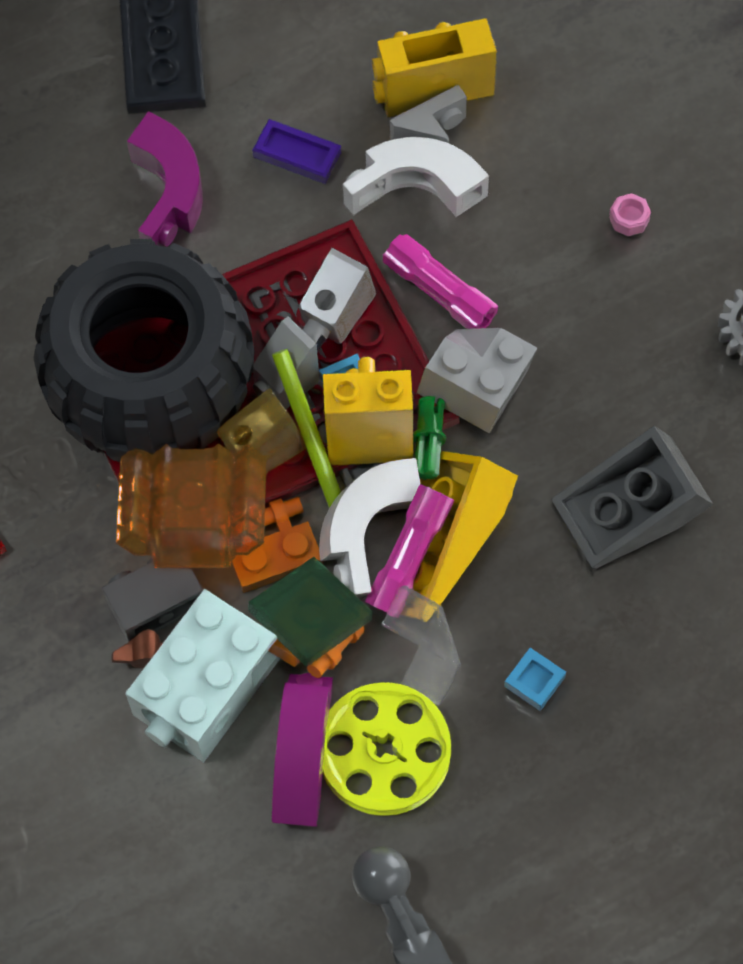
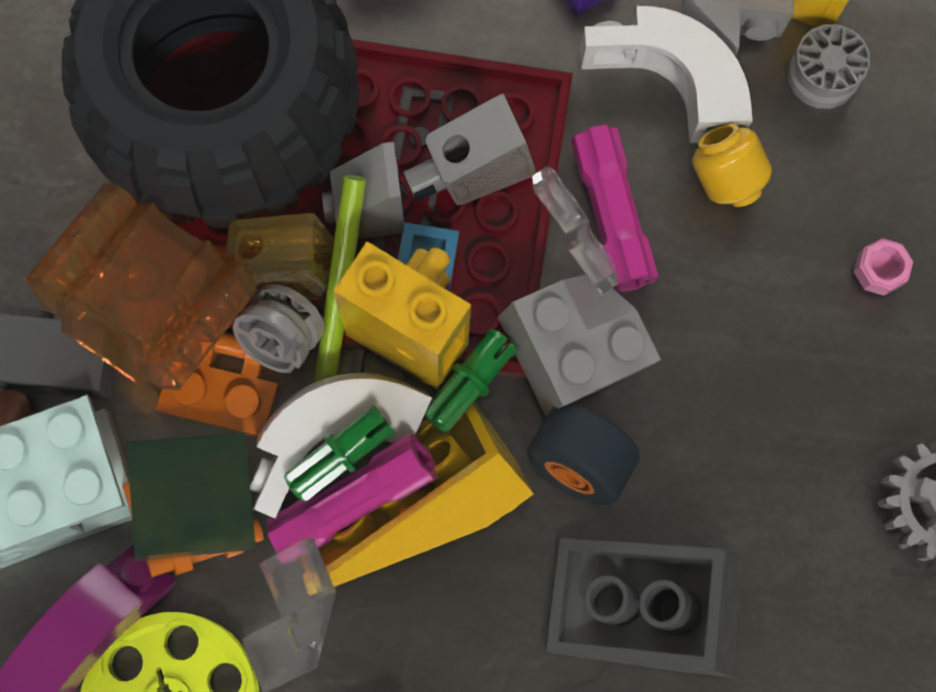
camera: 30 degrees right, 10 degrees up
(291, 481) = (277, 331): none -> light grey wheel
(385, 522) = (338, 453): none -> green axle
(432, 308) = (581, 241): none -> clear tile
(494, 211) = (732, 165): none -> yellow head
(509, 118) = (827, 66): none -> light grey wheel
(530, 434) = (584, 454): none -> black wheel

